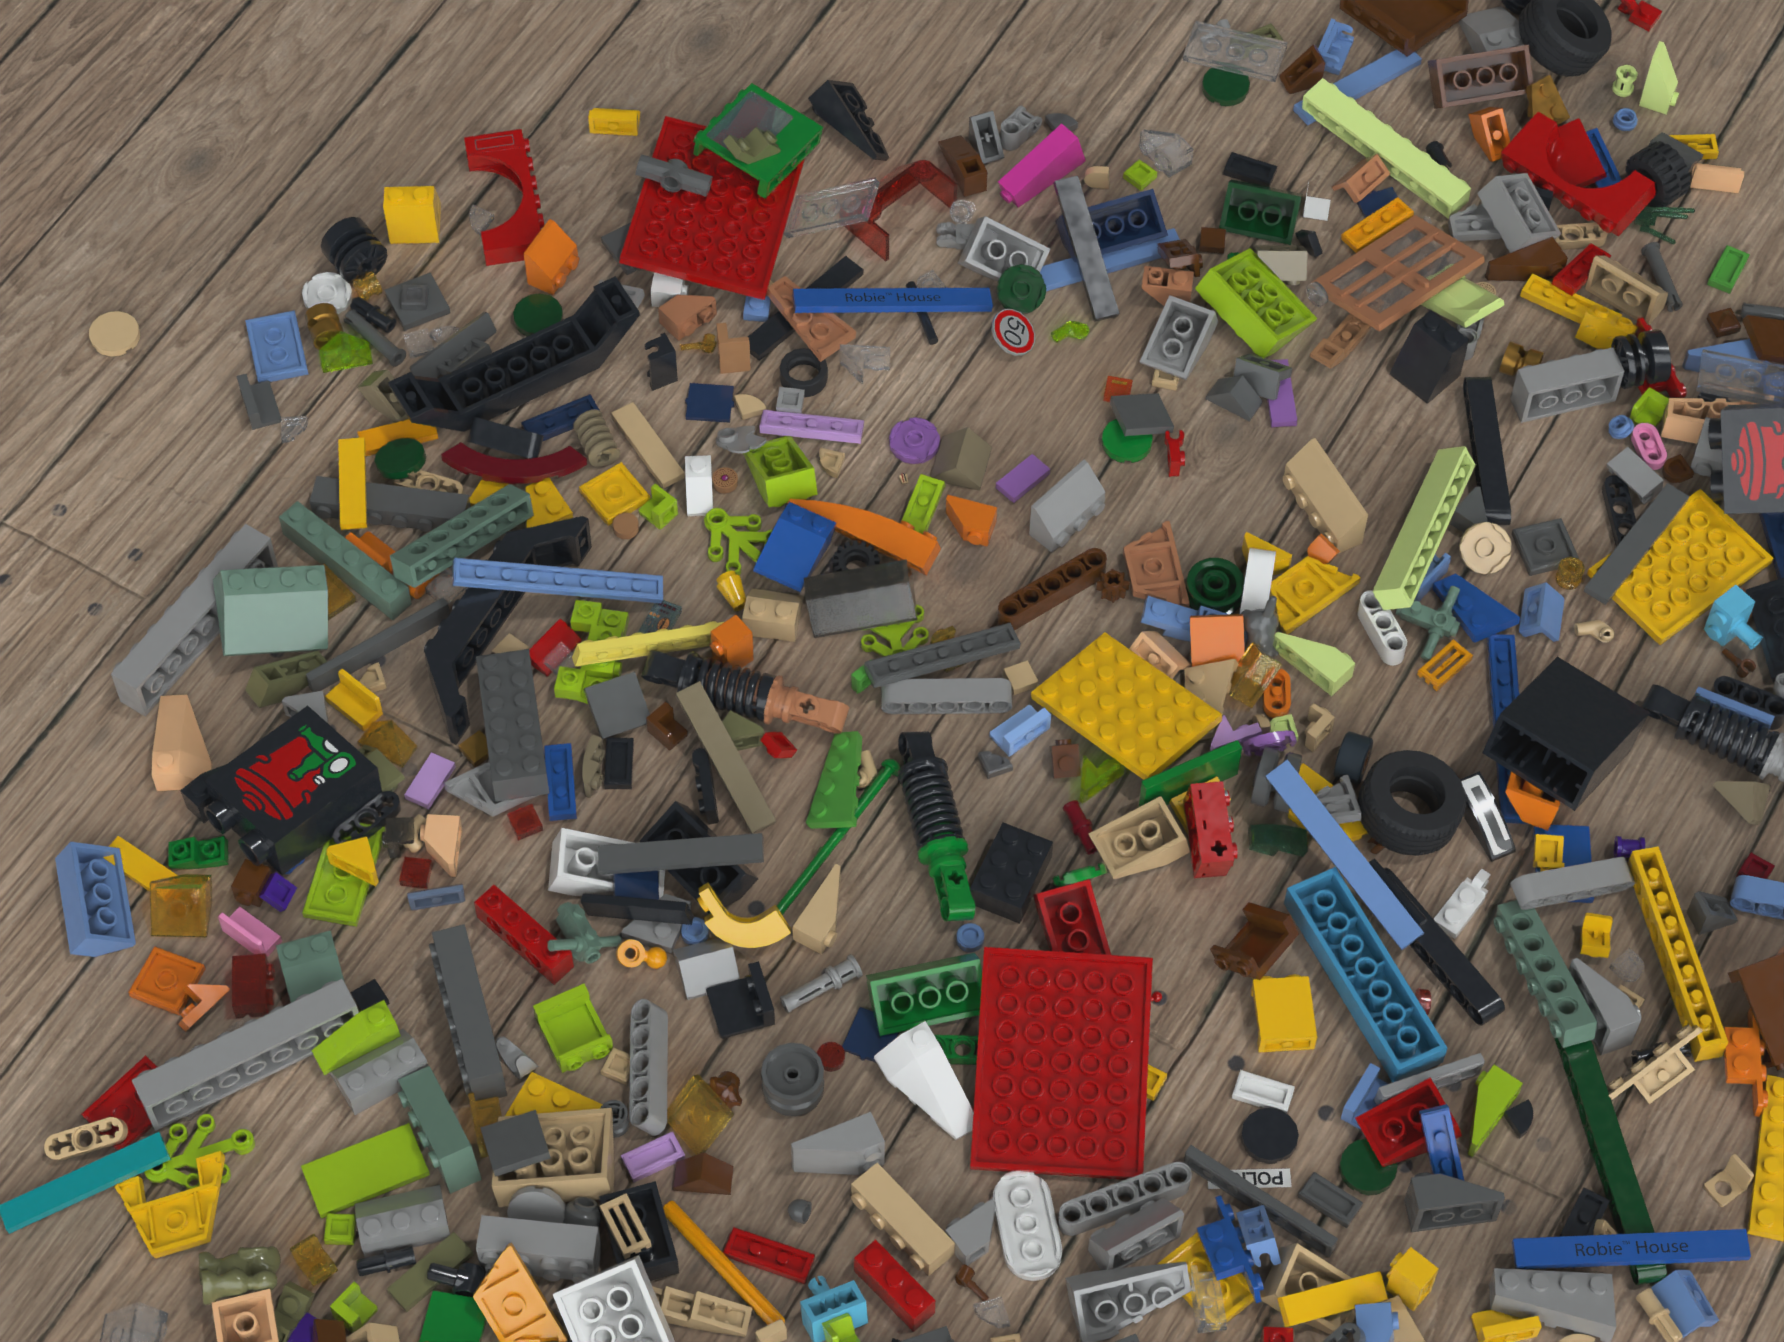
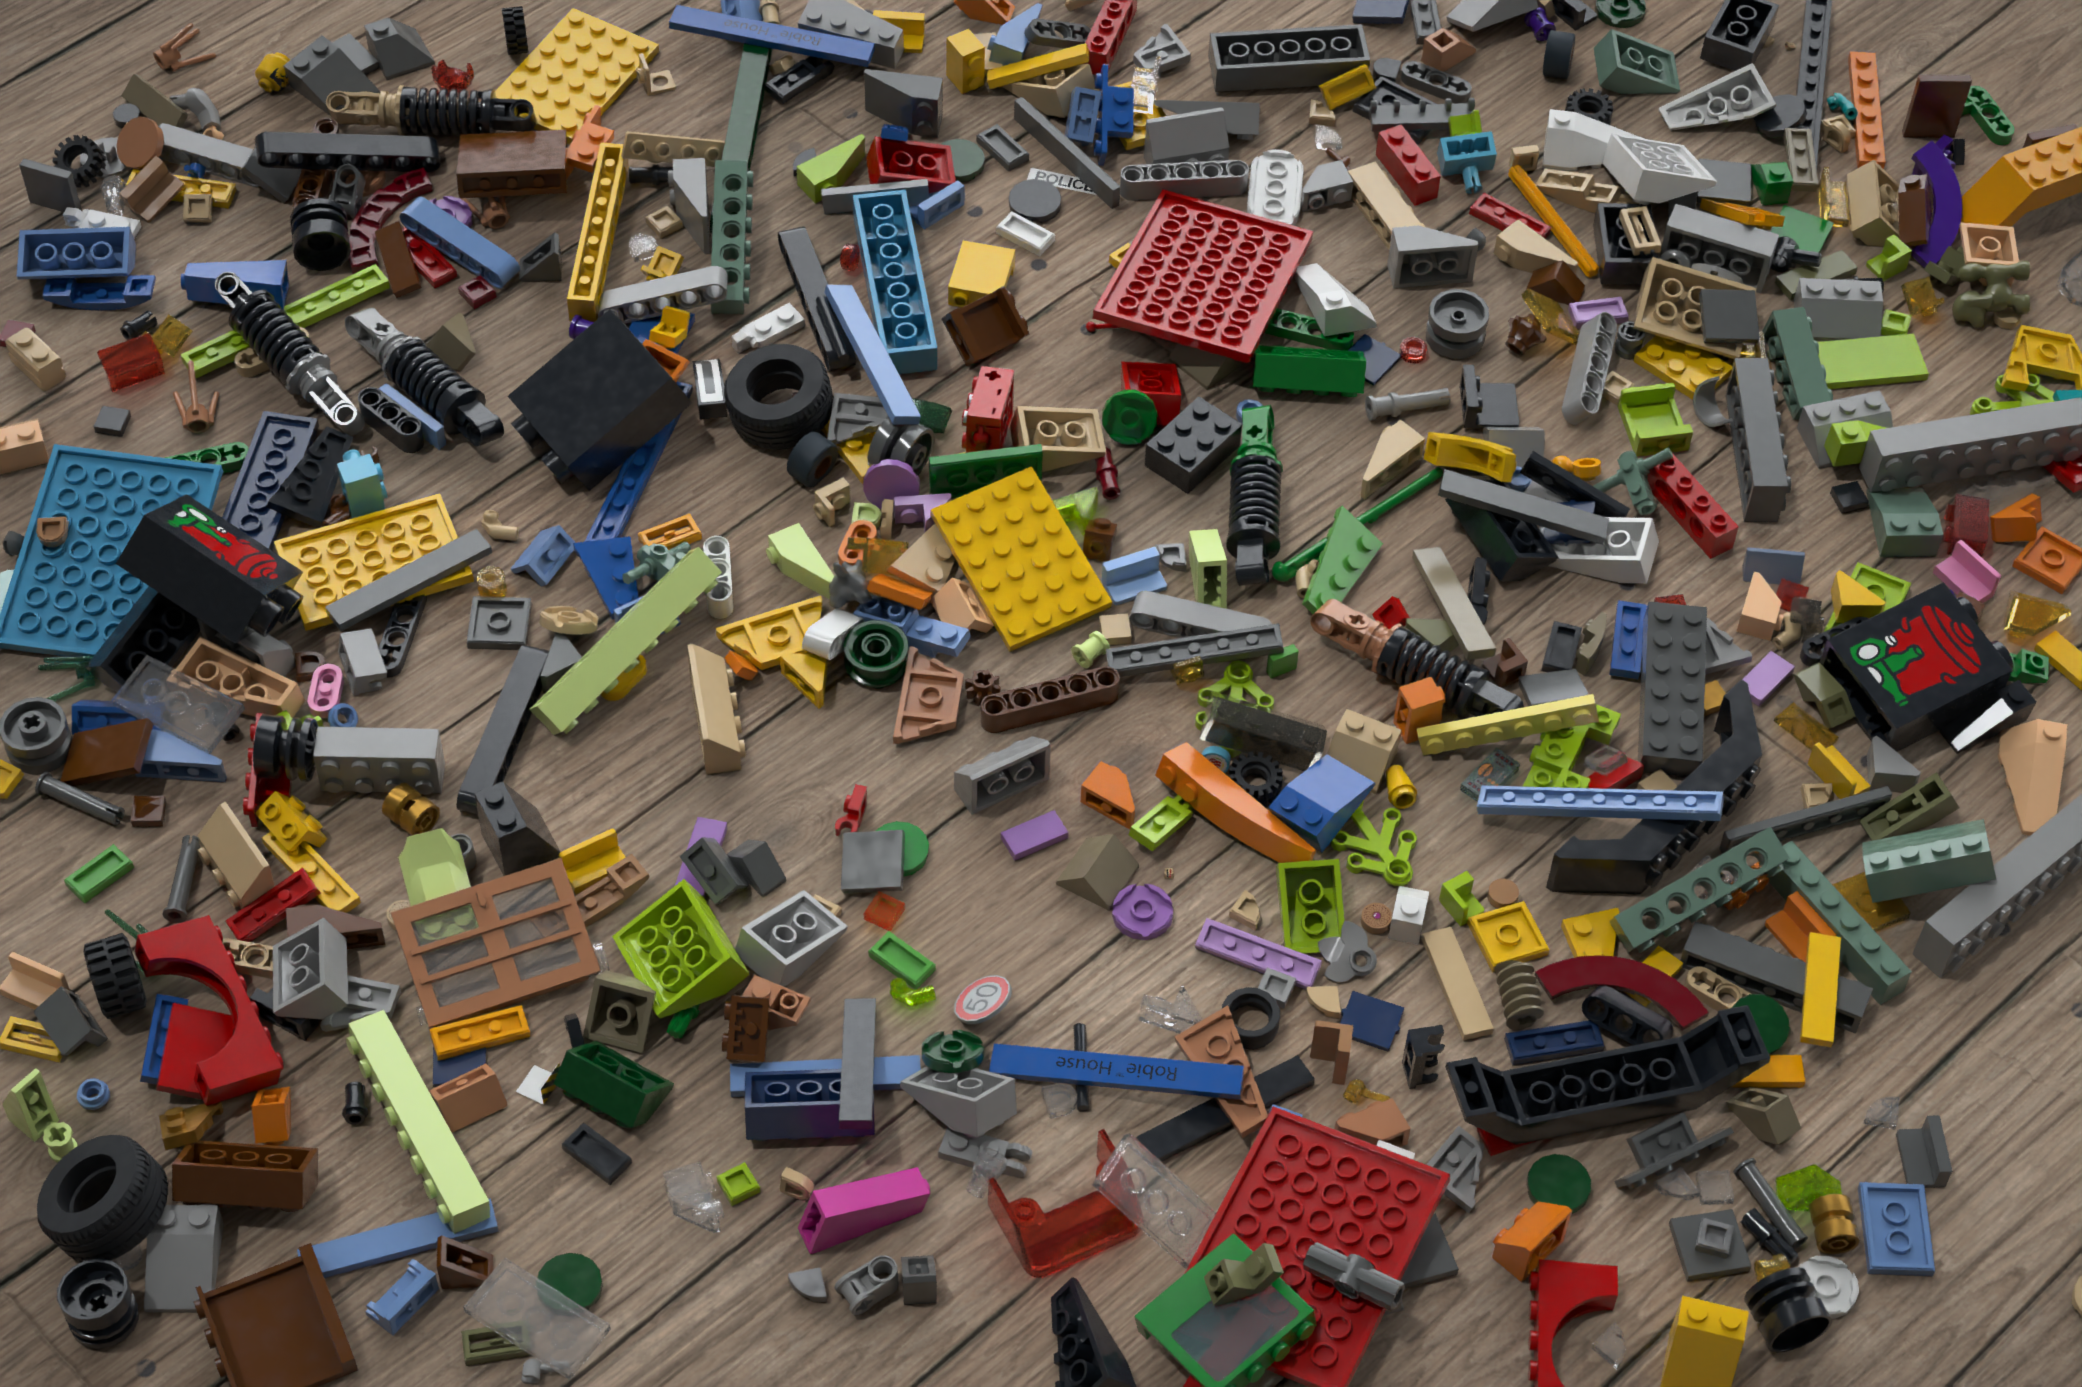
camera: 165 degrees left, 5 degrees down
(736, 1204) = (1528, 250): none -> tan slope
(957, 746) = (1208, 567): none -> yellowish green slope
(965, 165) = (961, 1246): reddish brown slope -> none
(1034, 645) = (1090, 649): none -> yellowish green bush
(1088, 356) = (902, 960): none -> bright green tile
(1212, 240) = (688, 1068): reddish brown tile -> none
(1358, 365) = (588, 860): none -> yellow panel

